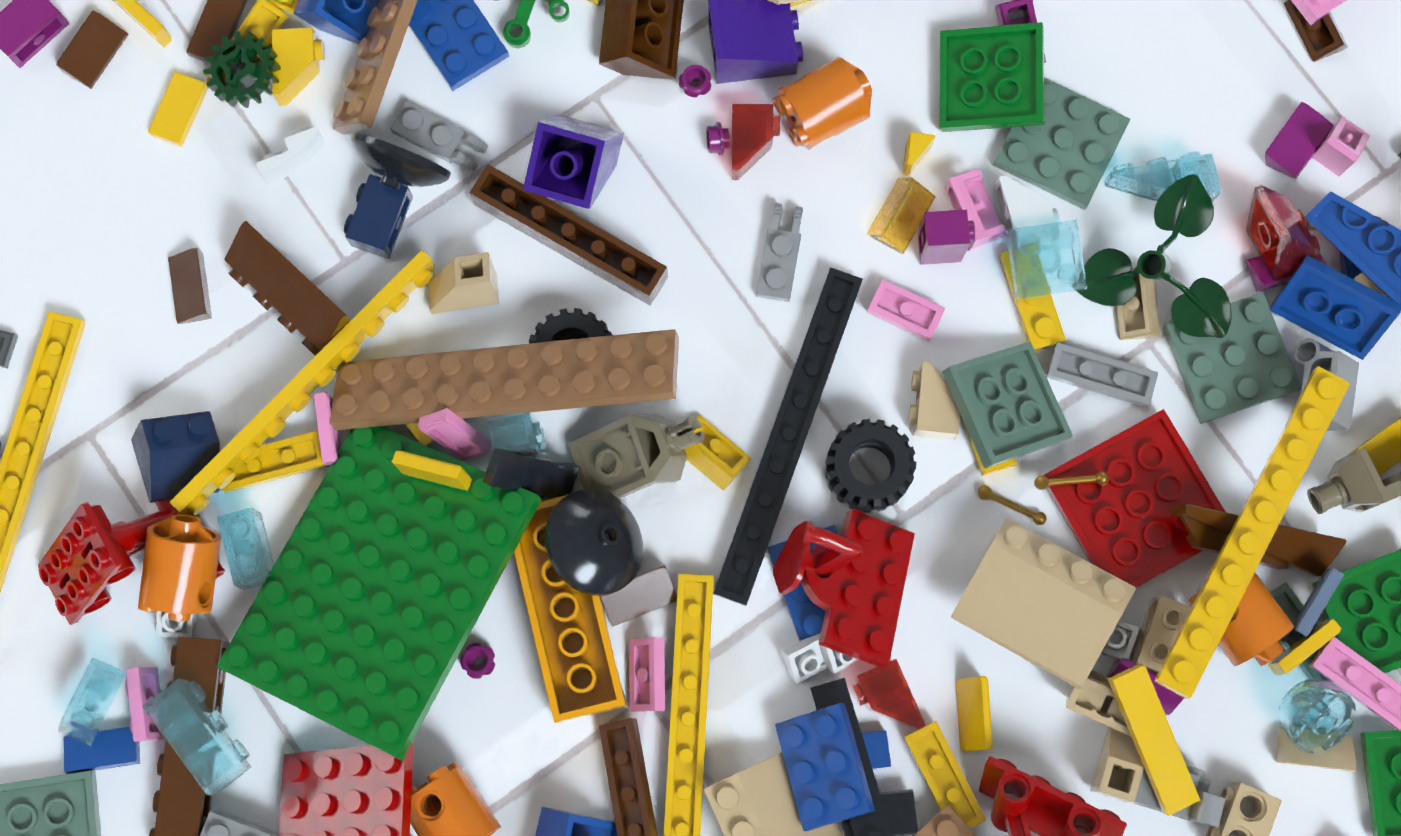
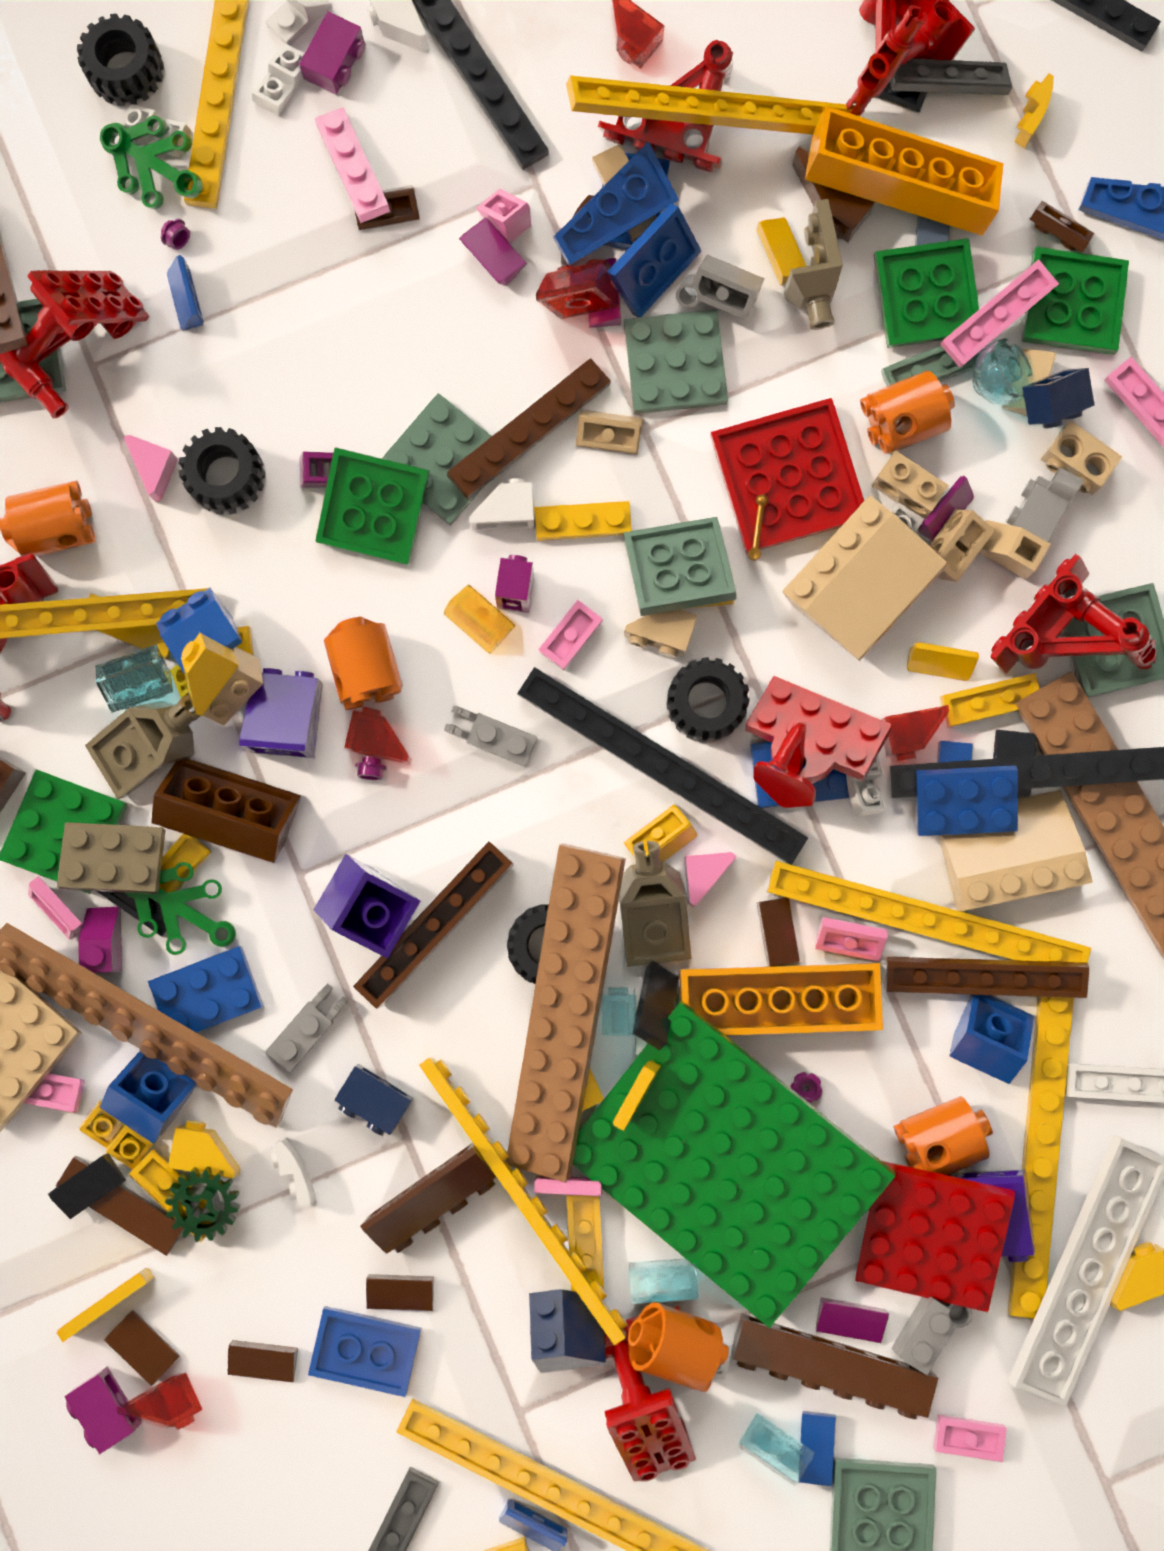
camera: 80 degrees left, 5 degrees up
(39, 80) = (165, 1404): none -> clear red slope
(98, 167) = (262, 1360): none -> reddish brown slope
(124, 264) = (364, 1351): none -> blue plate
(142, 686) = (785, 1400): bright pink plate -> none
(178, 109) = (221, 1273): yellow tile -> none
(198, 736) = (831, 1355): clear light blue brick -> none
(250, 782) = (851, 1320): none -> magenta slope
(397, 164) = (334, 1072): black dish -> none
(455, 434) = (601, 1068): bright pink tile -> none
(464, 284) = (459, 1032): tan slope -> none
(579, 544) = (724, 973): black dish -> none
(684, 502) = (703, 872): none -> bright pink slope
(695, 72) = (301, 773): magenta plate -> none
(916, 148) = (424, 592): yellow slope -> none
(970, 193) = (484, 551): bright pink hinge -> none
(985, 493) = (749, 604): pearl gold hinge -> none
(1046, 259) = (555, 499): clear light blue plate -> none
(1102, 374) = (667, 477): light grey plate -> none
(1110, 212) = (528, 428): none -> reddish brown plate
(1154, 739) = (1002, 513): yellow tile -> none
(1158, 174) = (507, 369): clear light blue slope -> none
(1203, 307) = (630, 375): dark green plant -> none
(1251, 533) = (845, 383): yellow plate -> none
(1288, 546) = (846, 382): reddish brown wedge -> none
(1304, 647) = (944, 365): yellow tile -> none
(1305, 781) = (1058, 397): none -> dark blue brick
(1317, 601) = (909, 346): sand blue tile -> none

